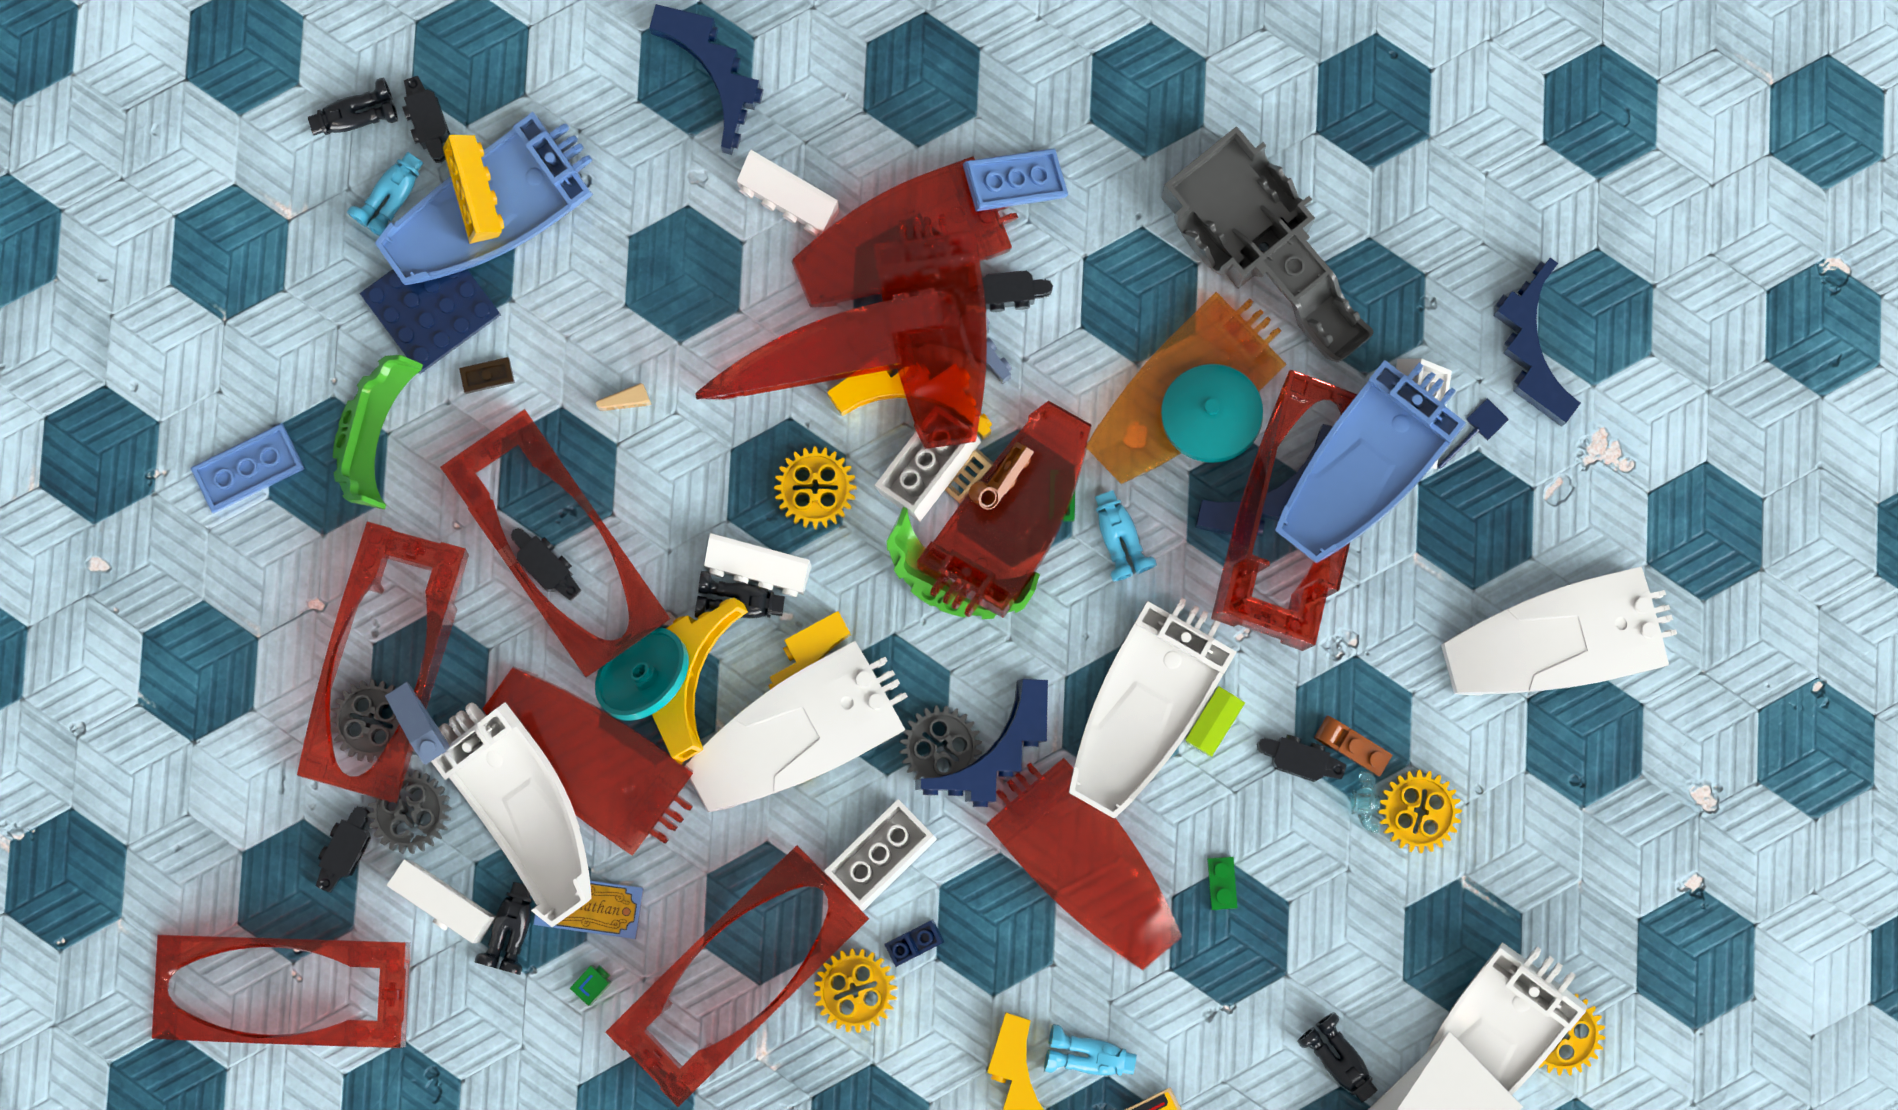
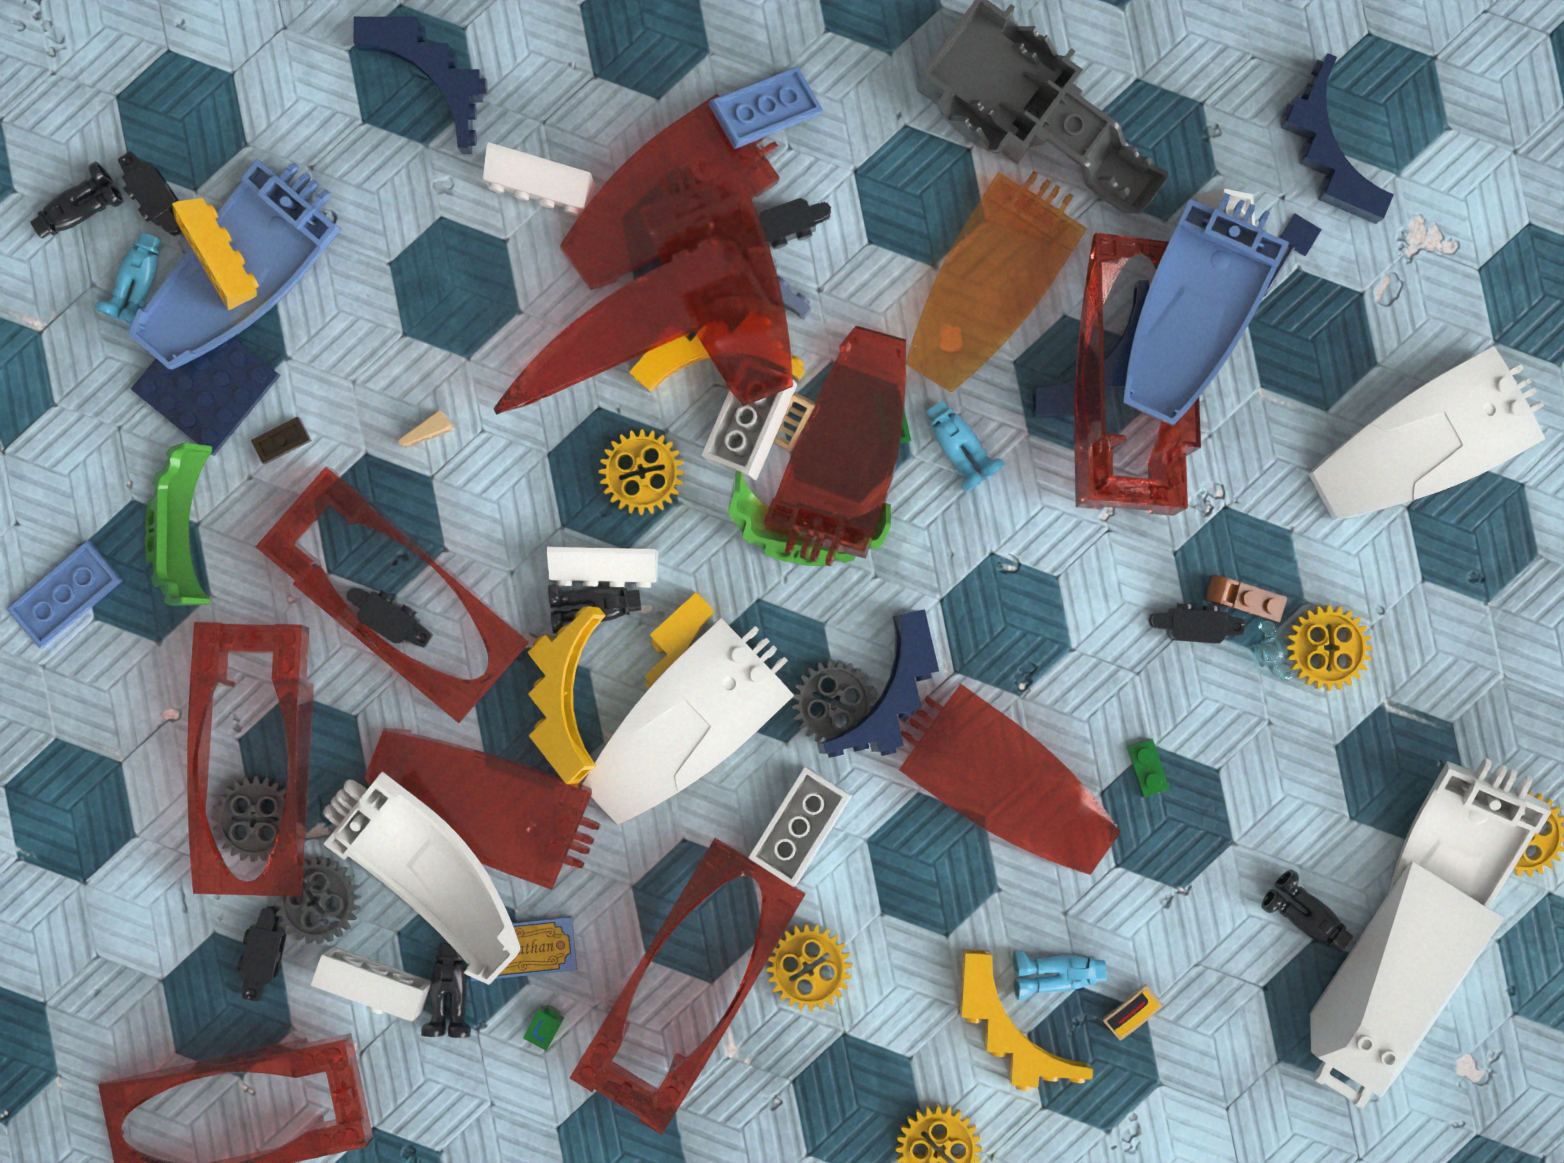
camera: 10 degrees left, 5 degrees up
(417, 723) = (298, 816): sand blue slope -> none
(643, 676) = (516, 709): teal dish -> none
(914, 943) = (855, 904): dark blue slope -> none
(1003, 479) = (829, 416): dark orange plate -> none
(1146, 705) = (1030, 610): white windscreen -> none
(1212, 413) = (1024, 297): teal dish -> none
(1215, 721) = (1102, 608): lime piece -> none

